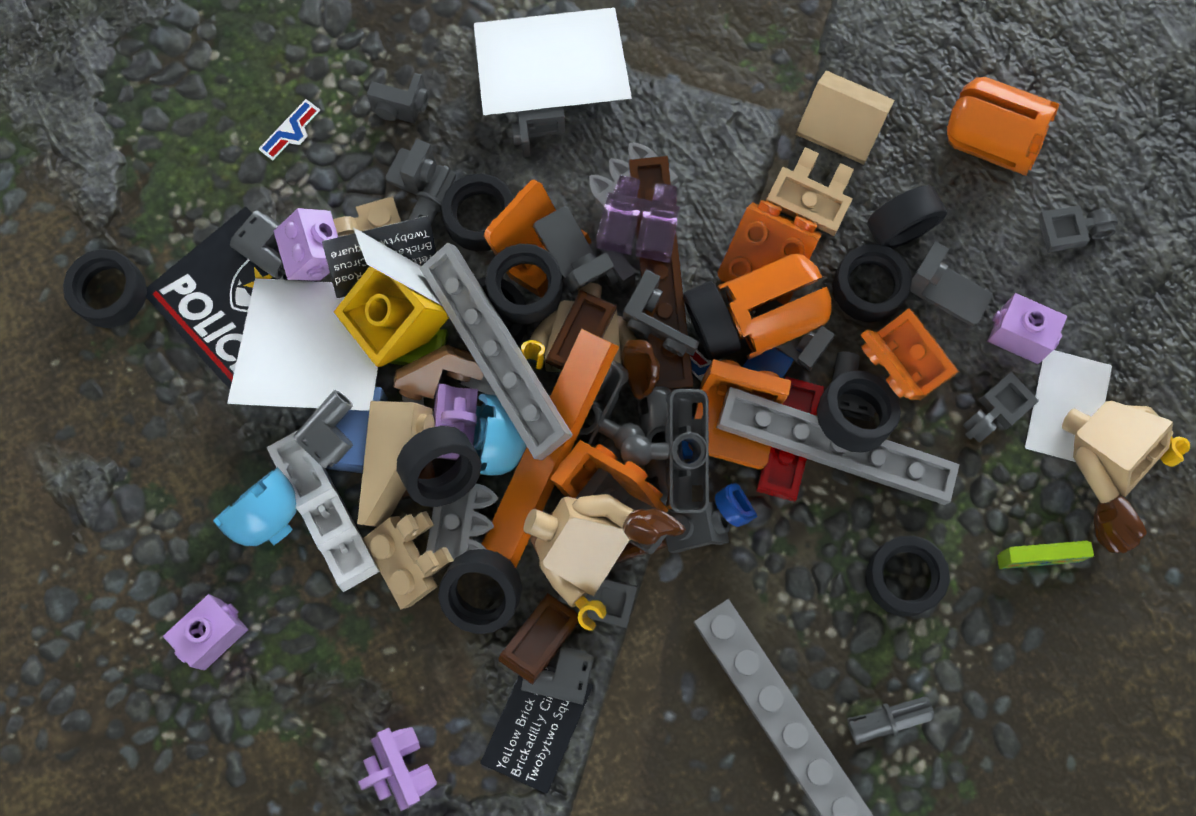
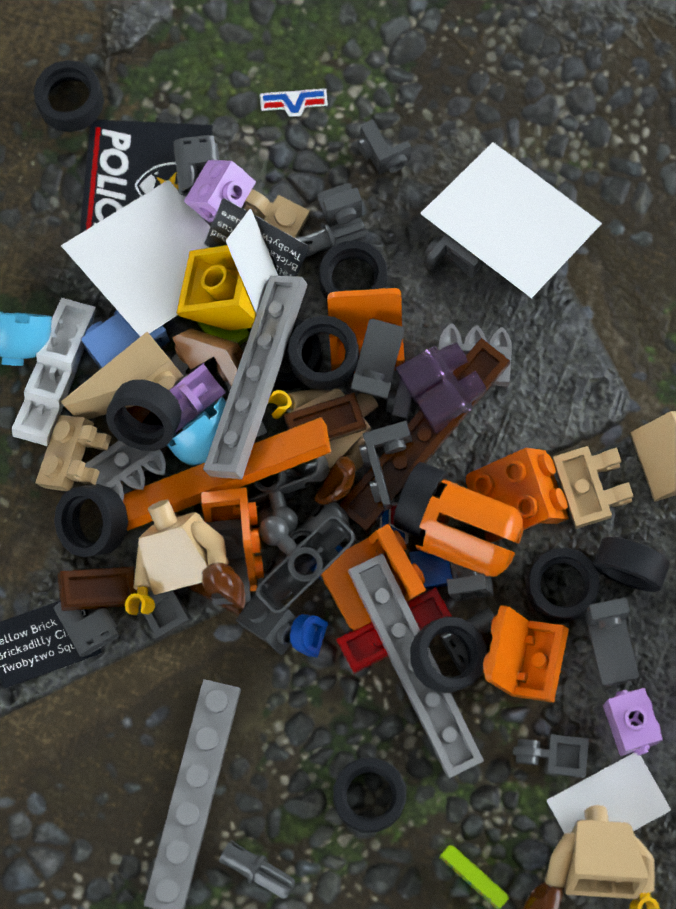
camera: 50 degrees right, 0 degrees up
(321, 436) = (97, 323): dark grey piece -> none

